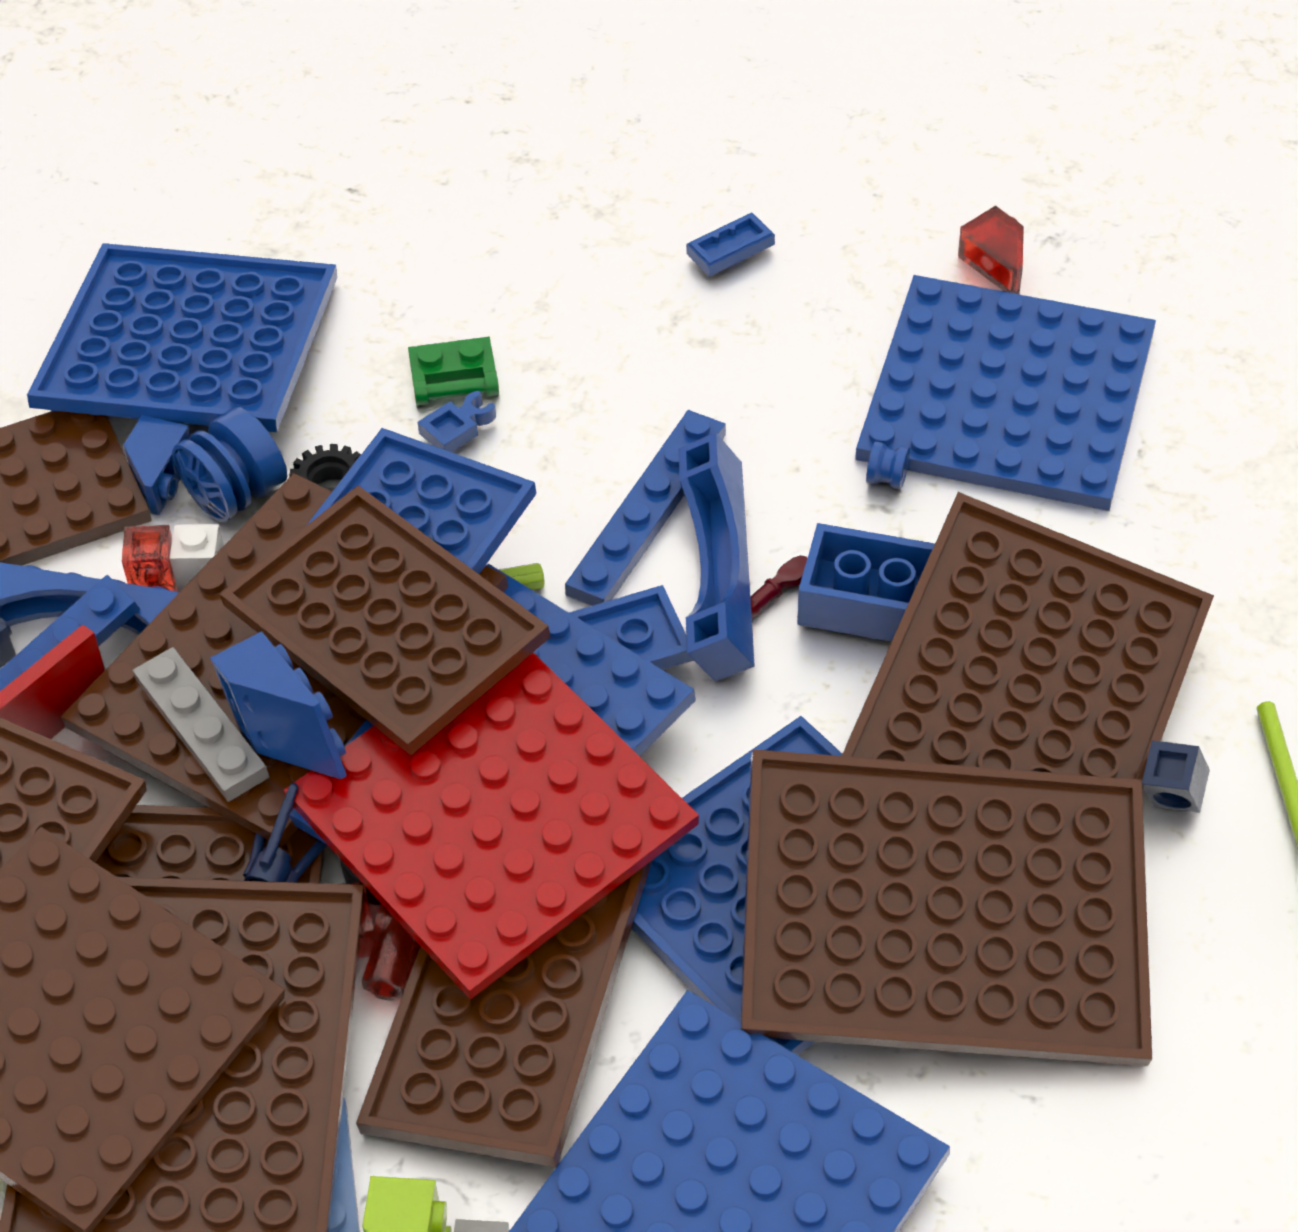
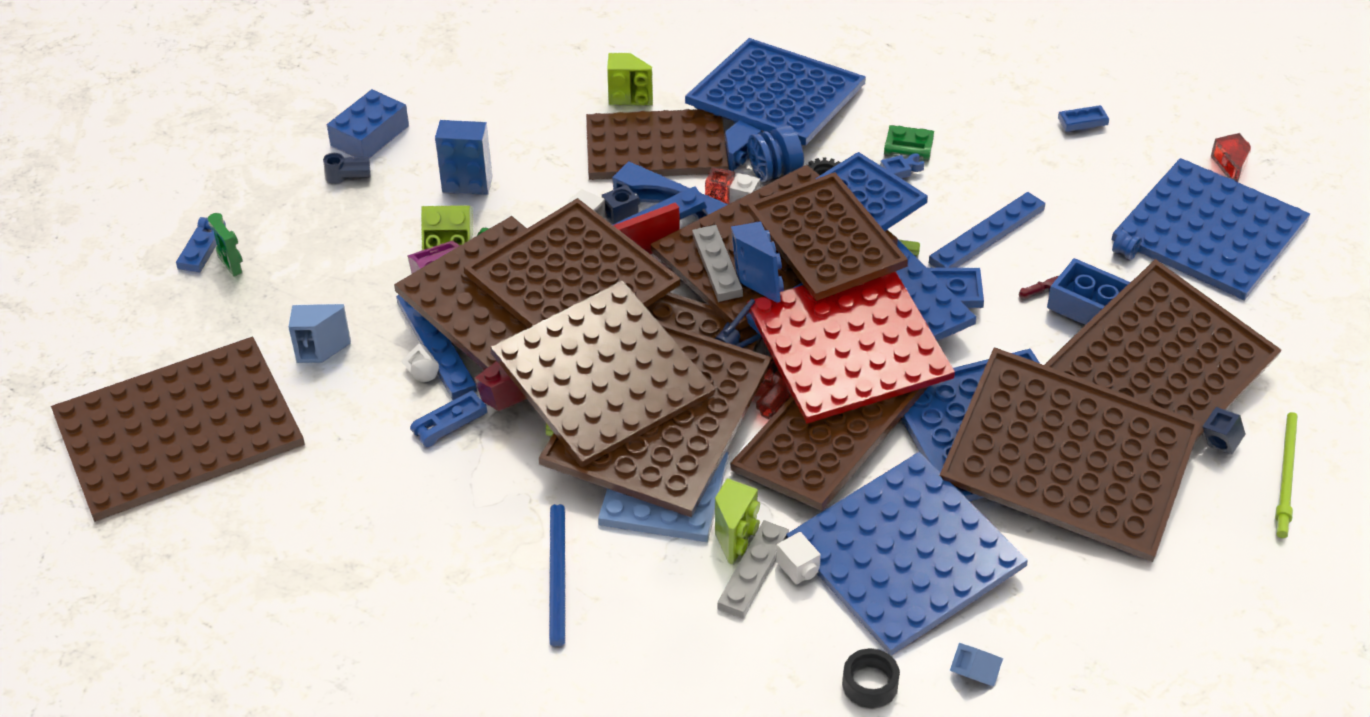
camera: 20 degrees right, 5 degrees down
(721, 621) = (1004, 295): blue arch -> none

